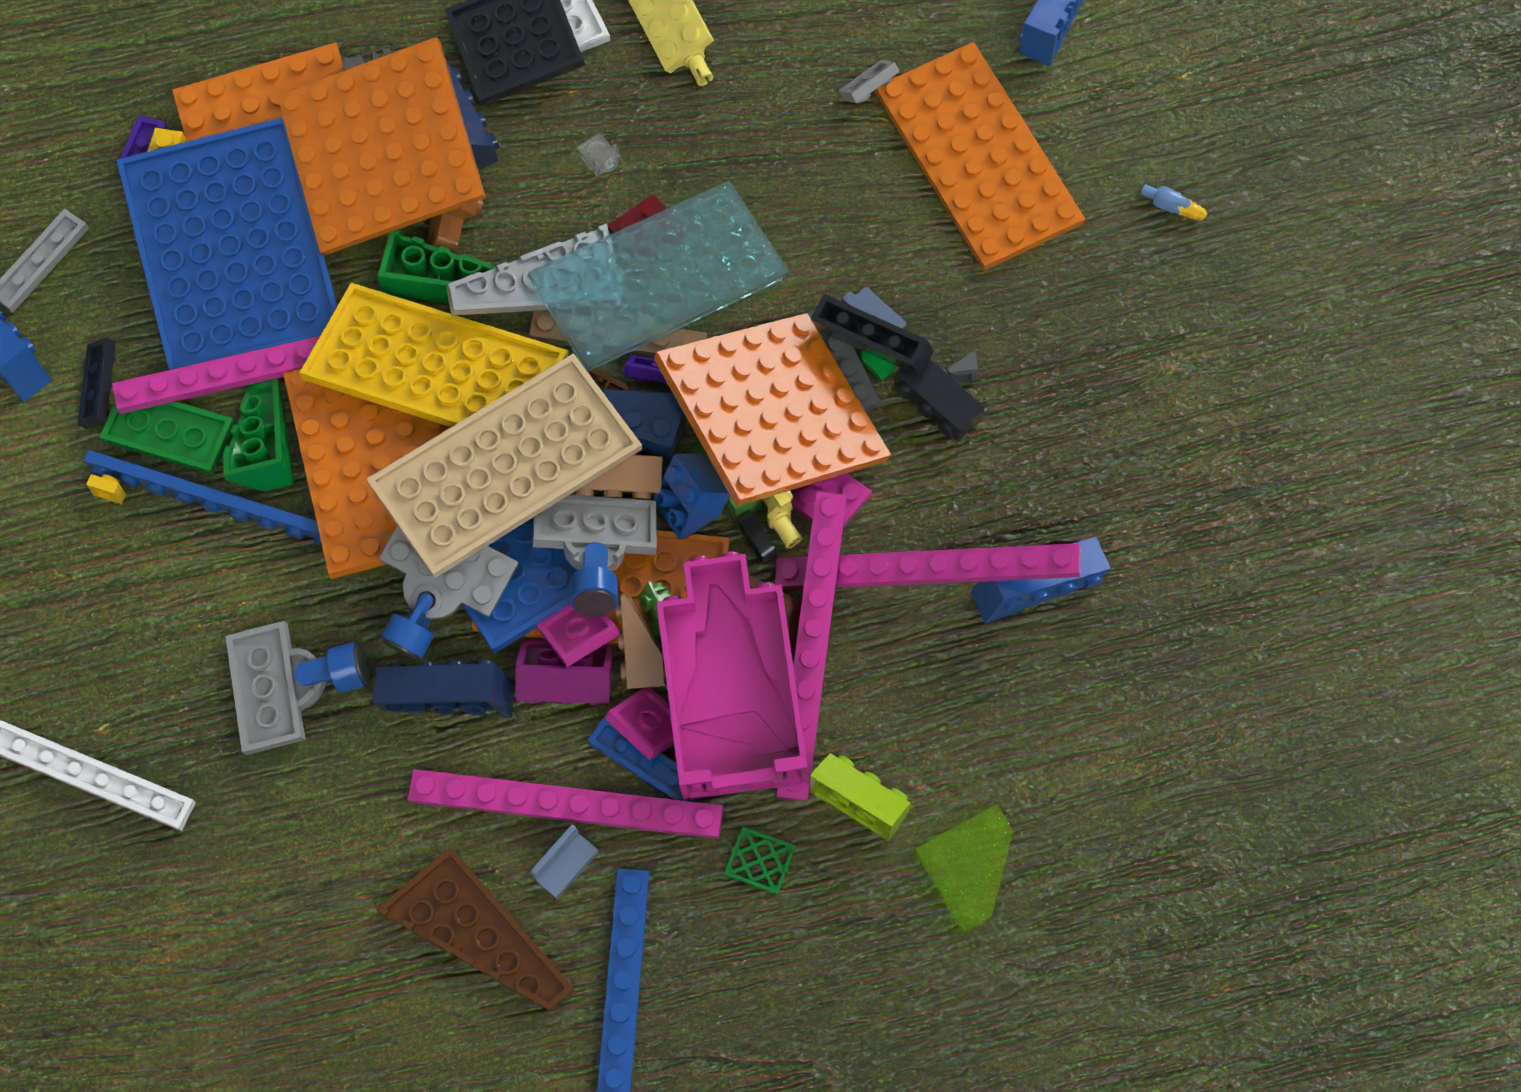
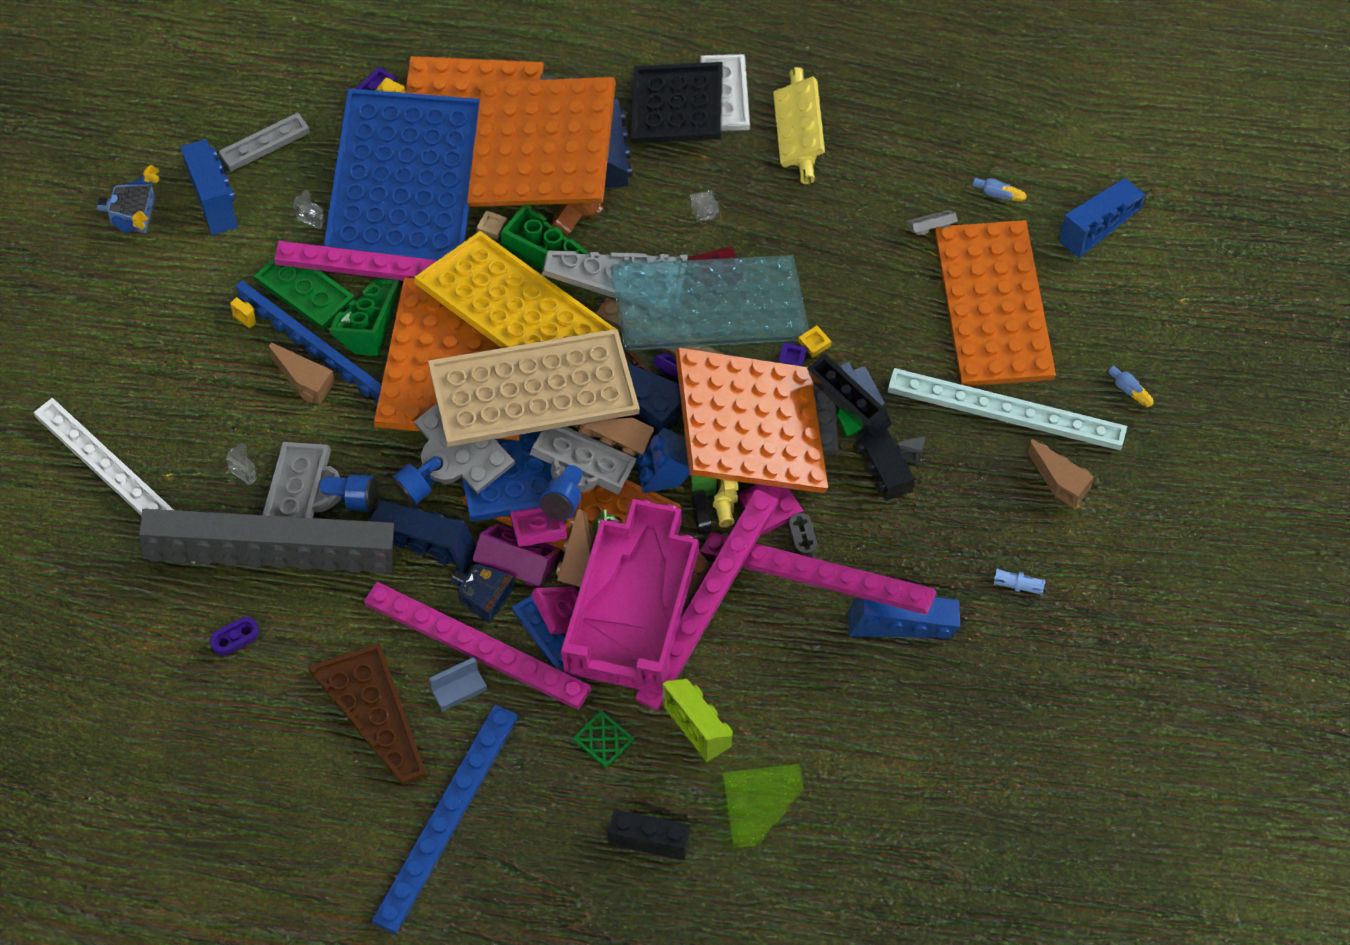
camera: 20 degrees right, 10 degrees down
(96, 383) = (268, 239): black plate -> none
(130, 331) = (307, 211): none -> clear bracket
(190, 687) = (240, 465): none -> clear bracket
(220, 543) = (307, 377): none -> medium nougat slope
(261, 775) = (267, 541): none -> dark grey brick
(269, 903) = (234, 636): none -> dark purple plate
(359, 268) = (492, 224): none -> tan plate
(543, 732) = (483, 590): none -> dark blue torso
(779, 305) = (792, 354): none -> dark purple plate
(797, 277) = (815, 341): none -> yellow plate
(865, 960) = (649, 834): none -> black brick
(877, 525) = (807, 534): none -> dark grey beam
(928, 14) = (997, 189): none -> medium blue piece
(1048, 280) = (1007, 409): none -> light aqua plate
(1145, 341) = (1063, 477): none -> medium nougat slope
(1149, 485) = (1019, 582): none -> light blue pin

